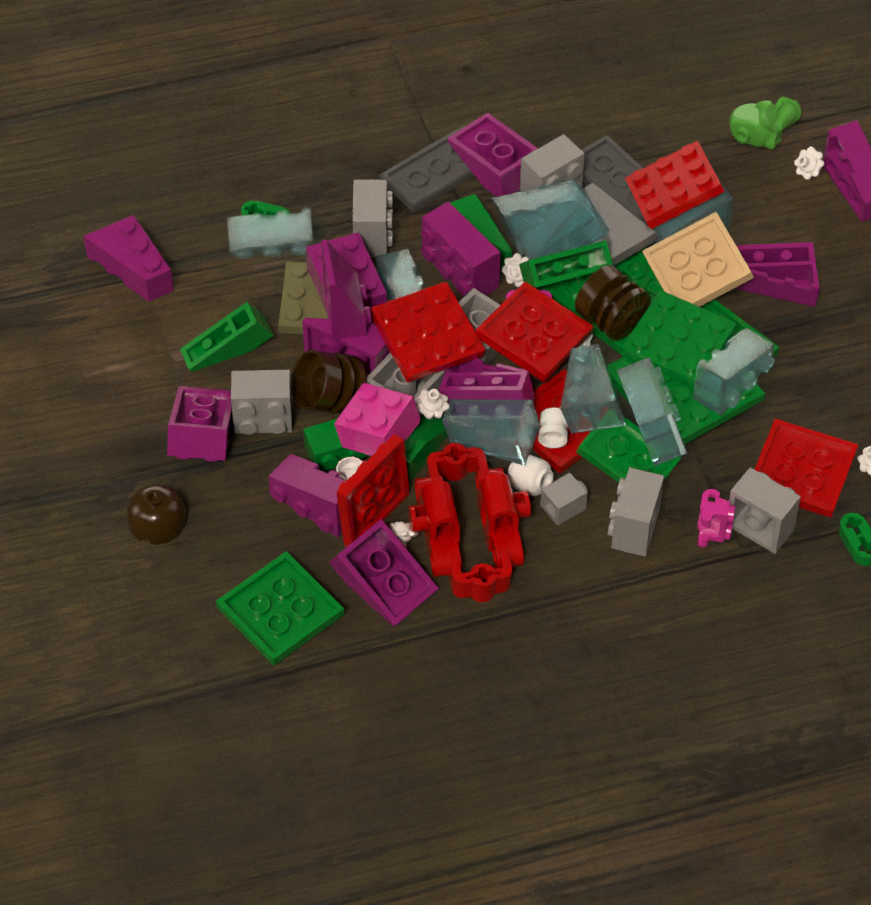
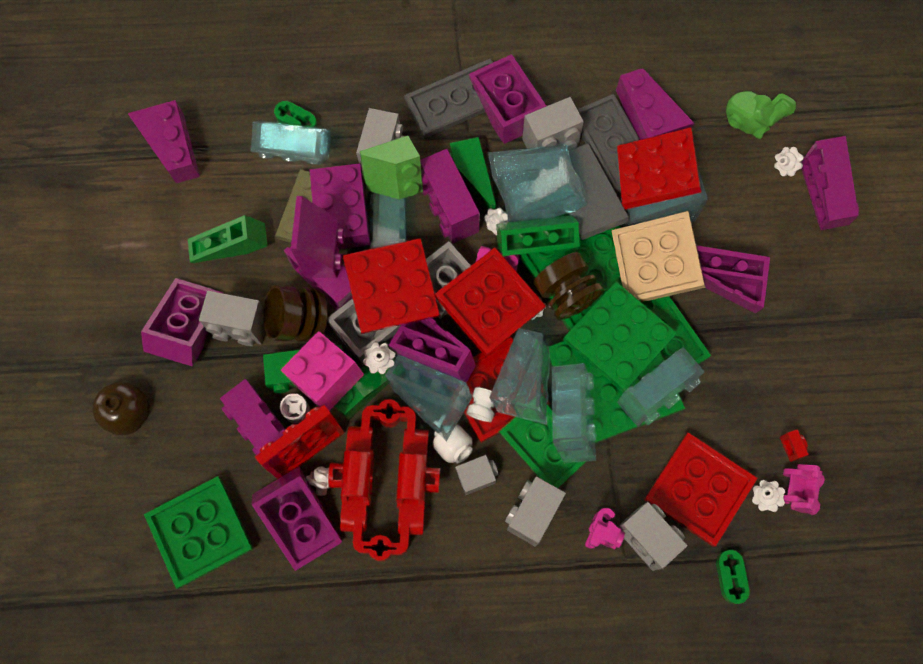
camera: 15 degrees right, 20 degrees up
(396, 229) = (392, 169): none -> bright green slope
(645, 134) = (649, 106): none -> magenta wedge

